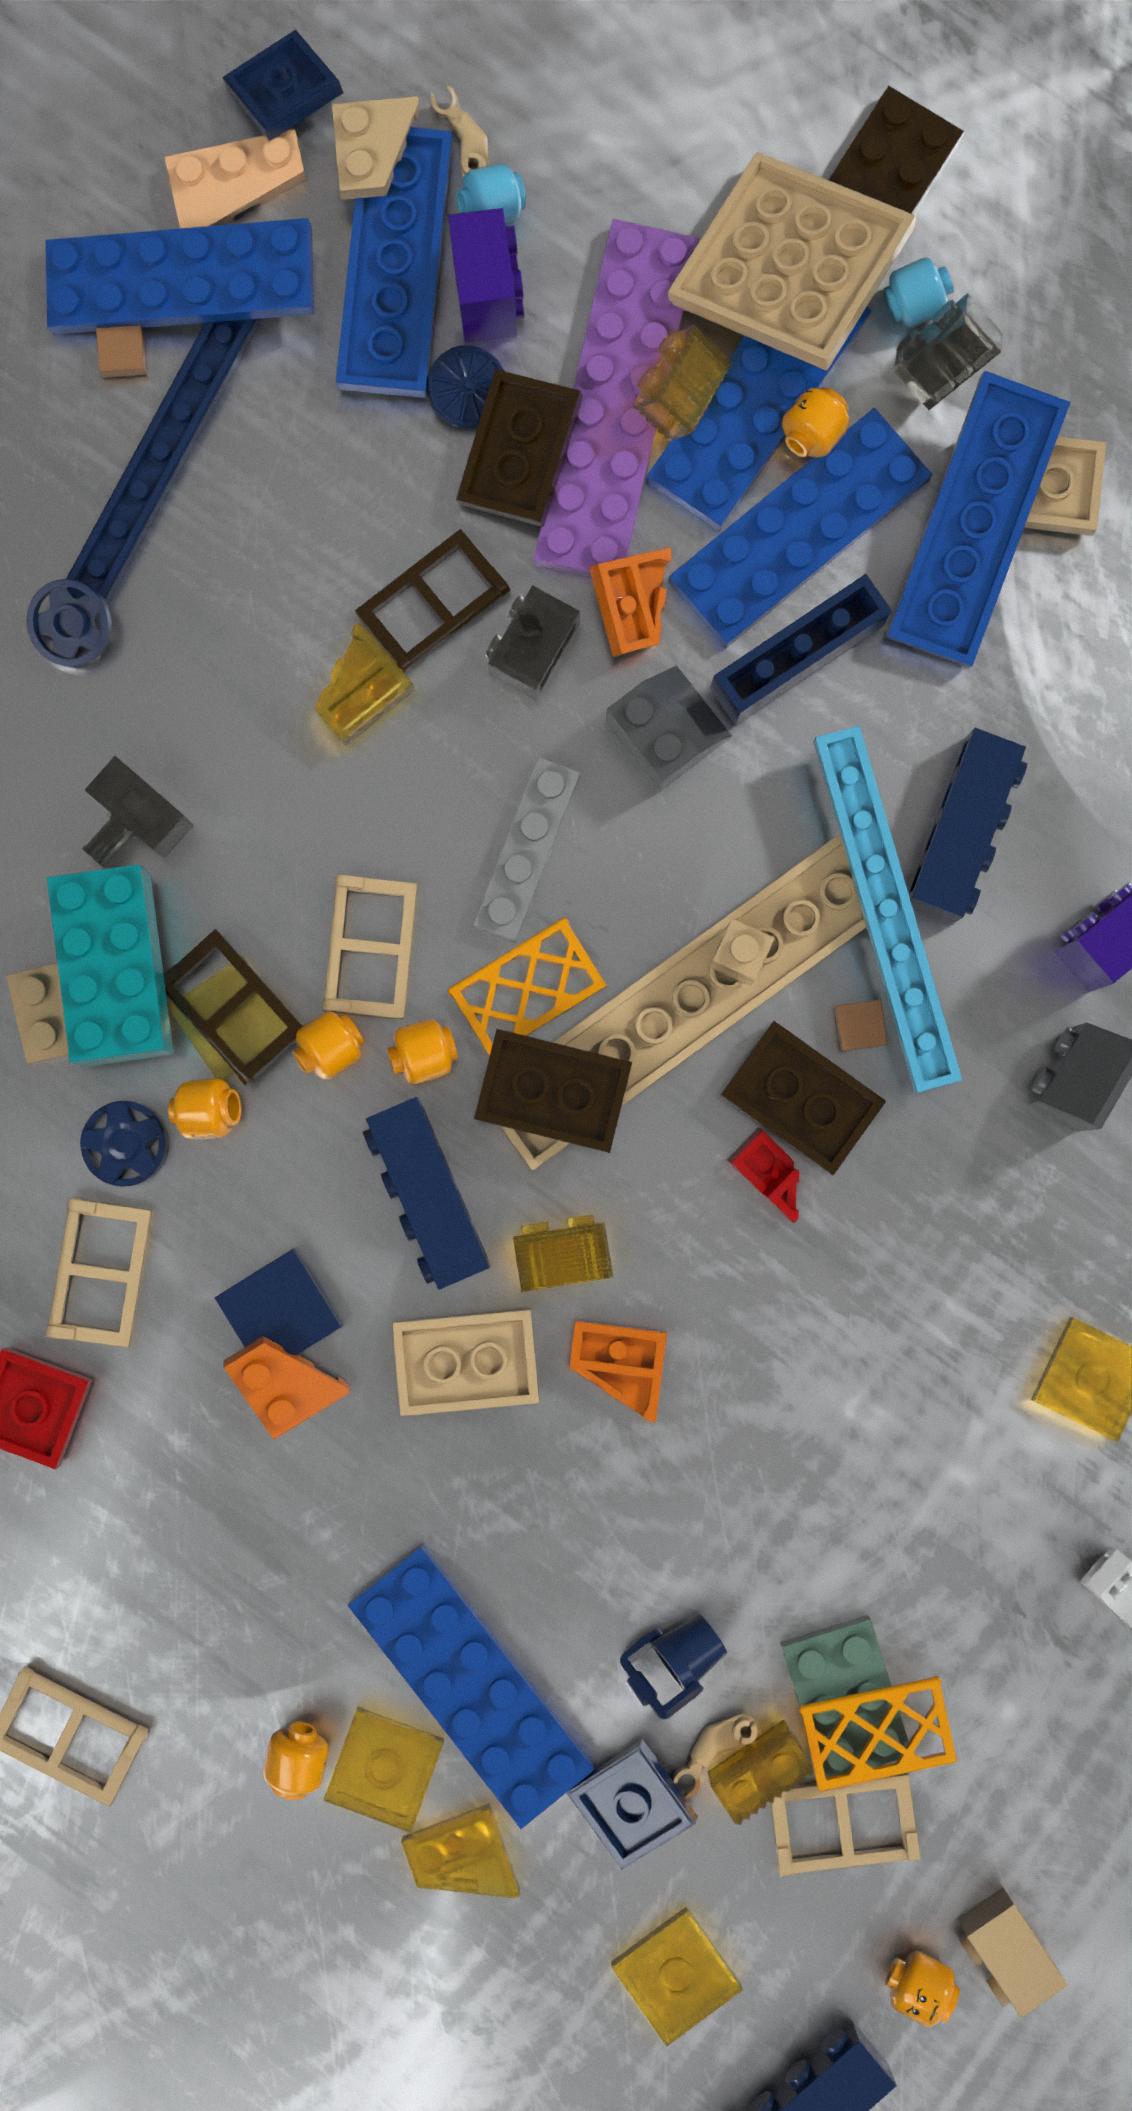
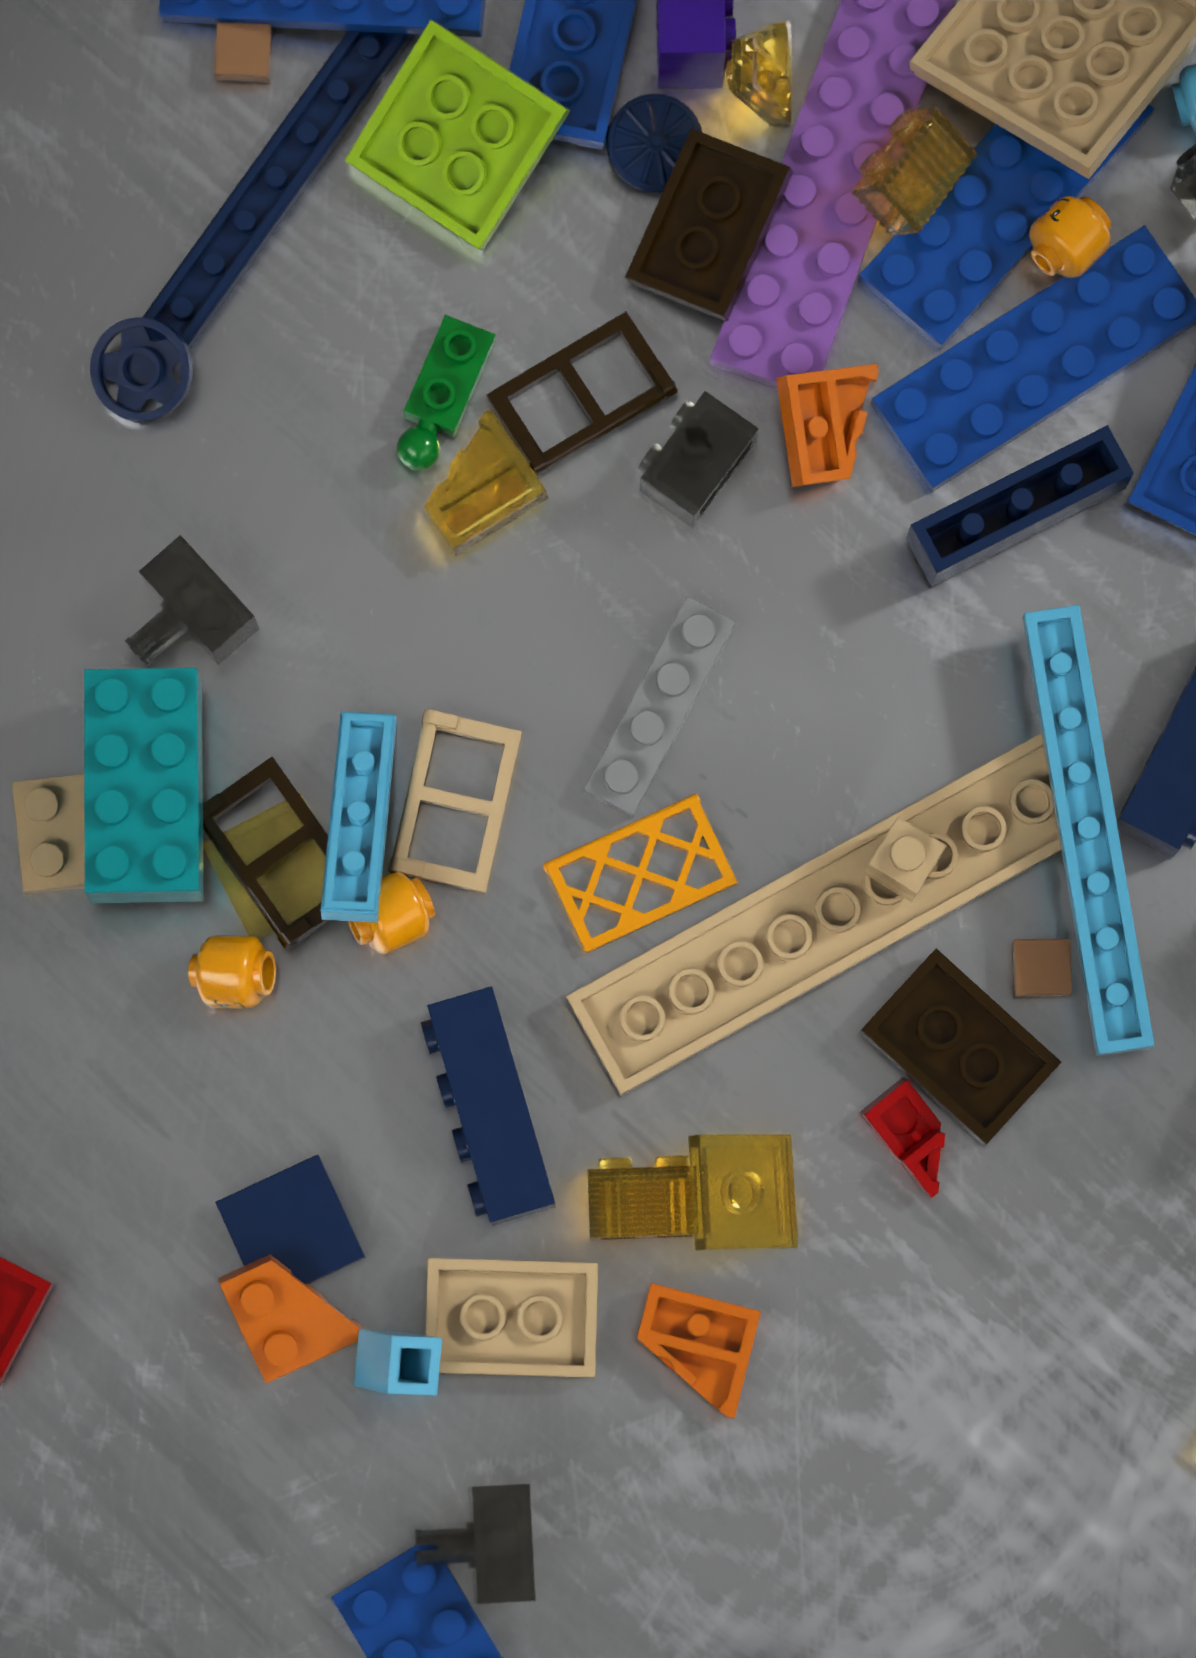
camera: 10 degrees right, 5 degrees down
(121, 1338) = (39, 1144): tan window -> none
(123, 1143) = (127, 1003): dark blue wheel -> none
(291, 971) = (358, 817): none -> medium azure tile
(303, 397) = (457, 135): none -> lime plate
(319, 611) = (443, 390): none -> green plate
(377, 1412) = (397, 1362): none -> medium azure brick
(422, 1051) = (504, 934): light orange head -> none
(473, 1549) = (493, 1544): none -> clear smoke brick
(548, 316) = (763, 71): none -> clear yellow wing
(553, 1090) = (657, 999): dark brown plate -> none
(640, 1239) = (742, 1191): none -> clear yellow tile
(666, 726) = (847, 578): dark grey slope -> none

